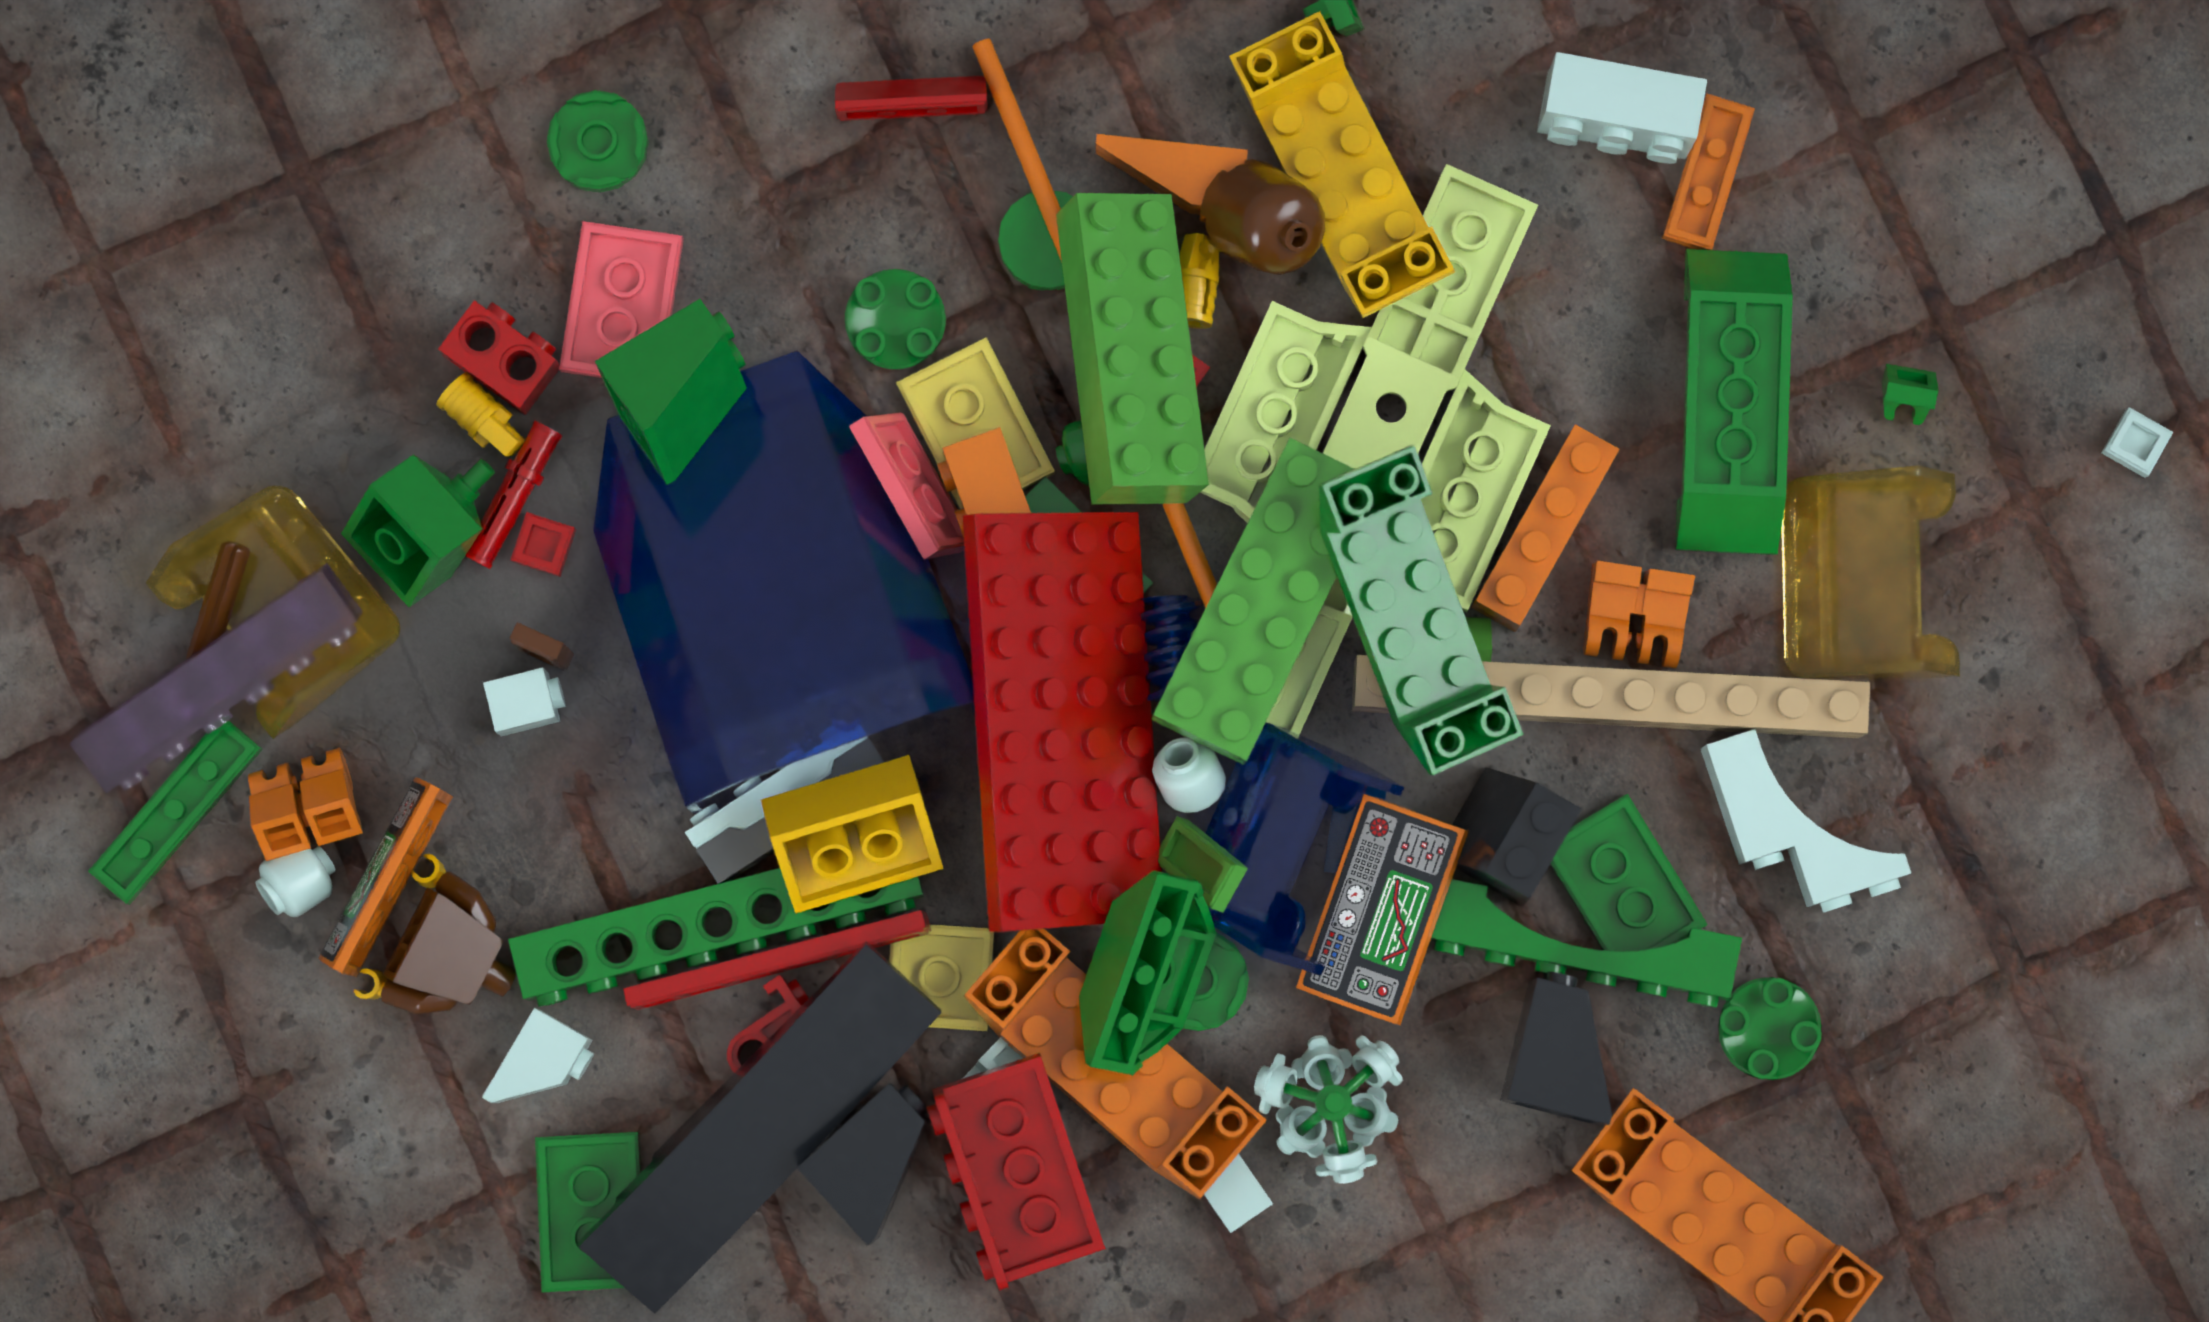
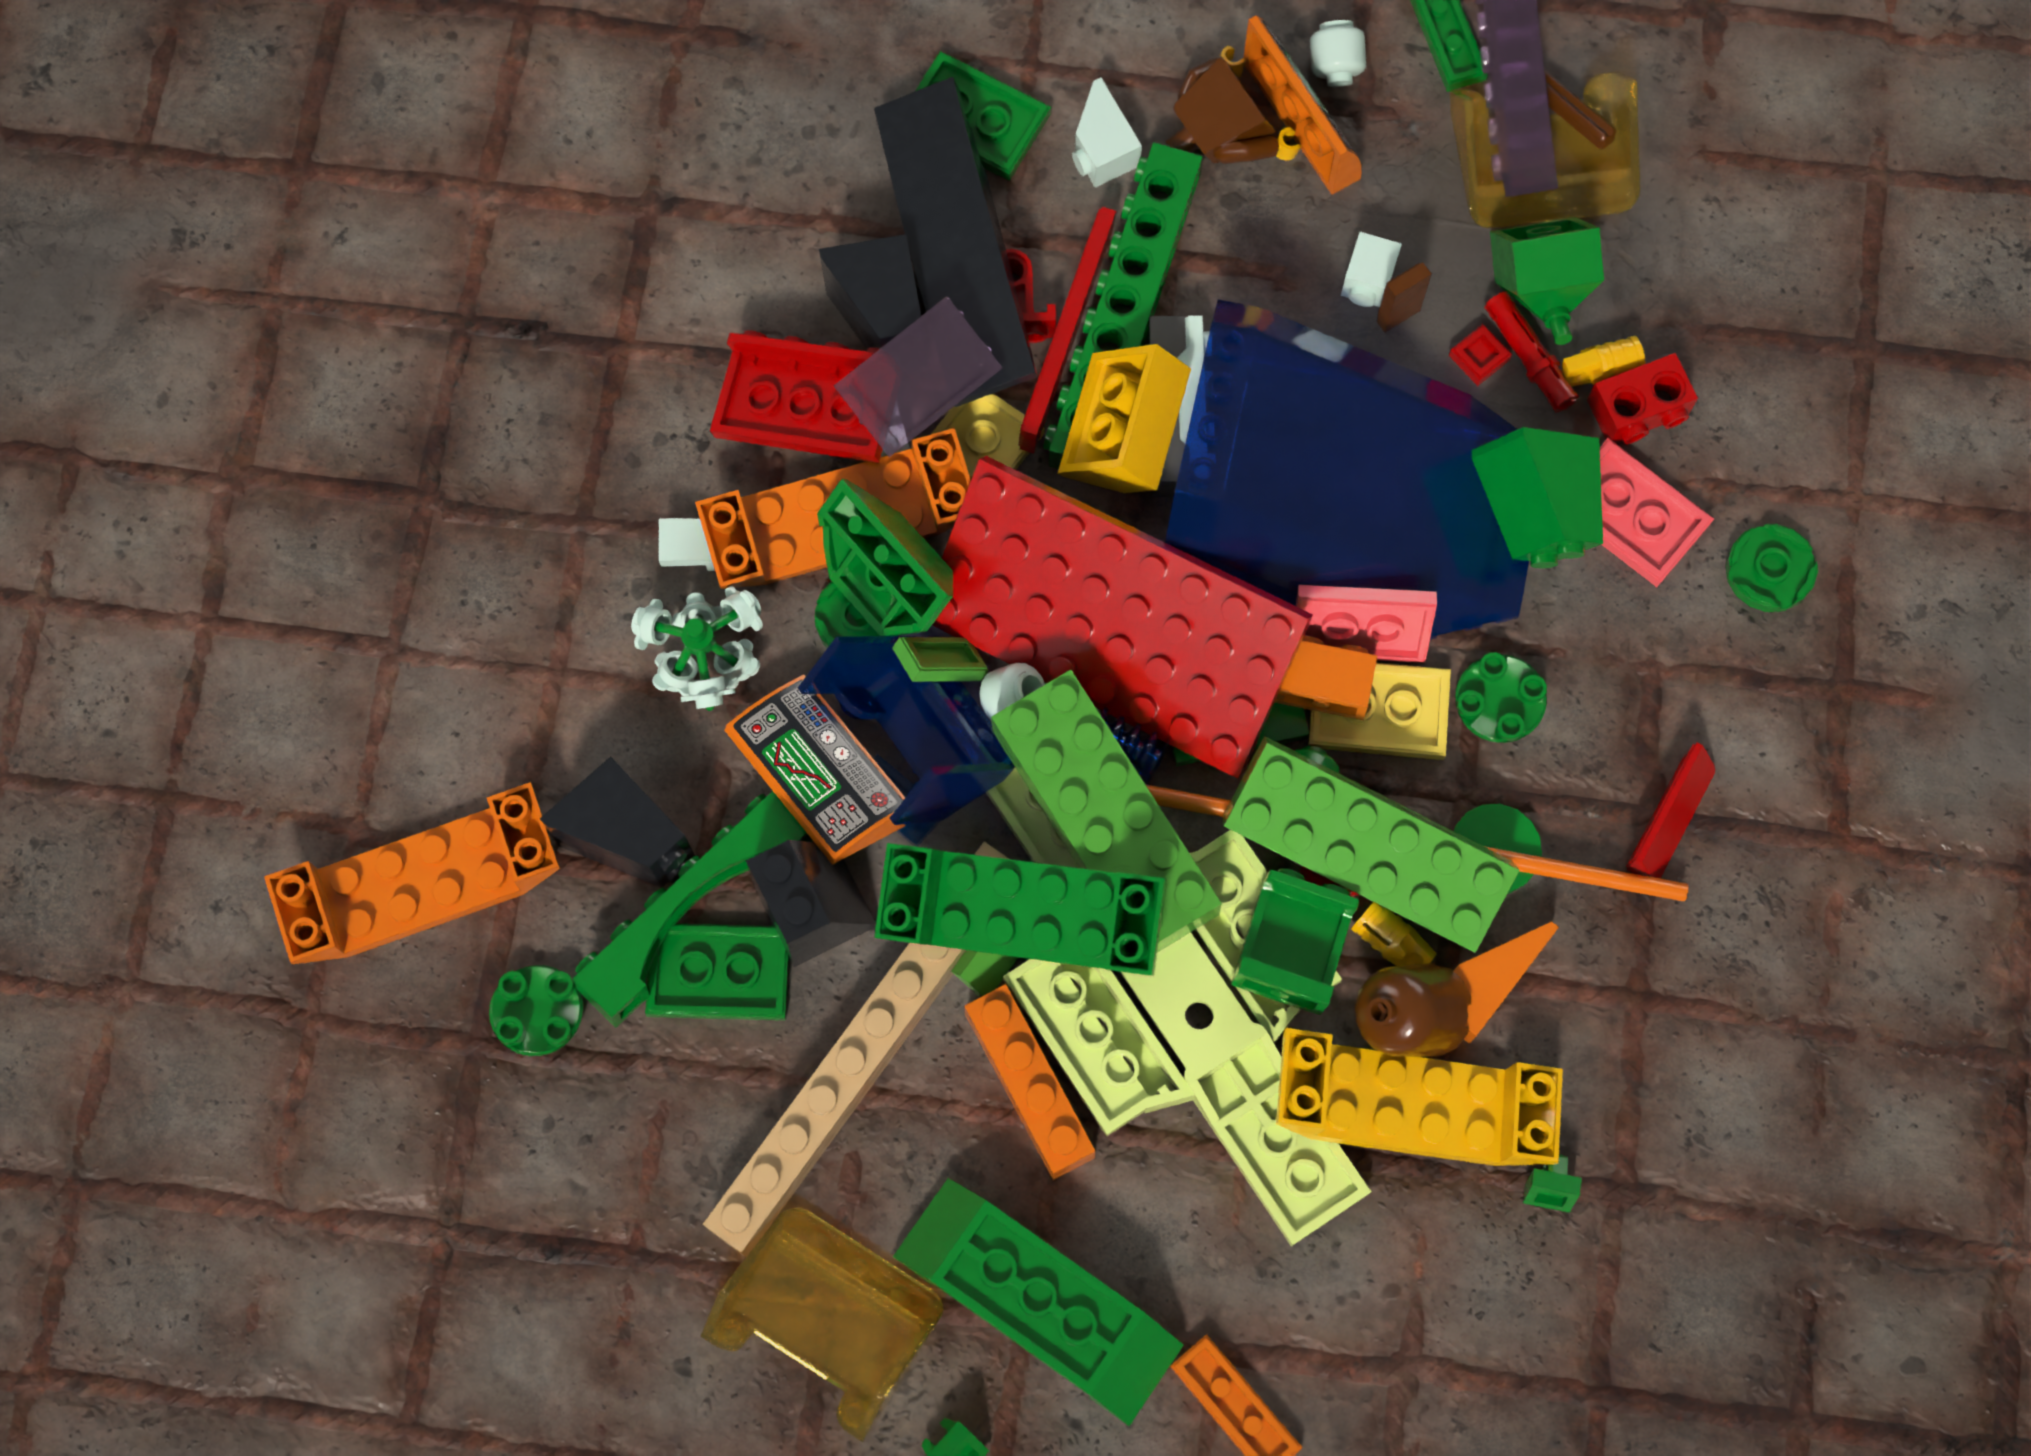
camera: 125 degrees right, 10 degrees down
(325, 804) = (1389, 81): orange legs -> none
(942, 1057) = (918, 376): none -> clear purple piece
(1269, 361) = (1295, 941): none -> green panel
(1621, 107) = (1332, 1358): light aqua brick -> none
(1660, 600) = (915, 1136): orange legs -> none
(1767, 822) = (686, 1109): light aqua arch -> none

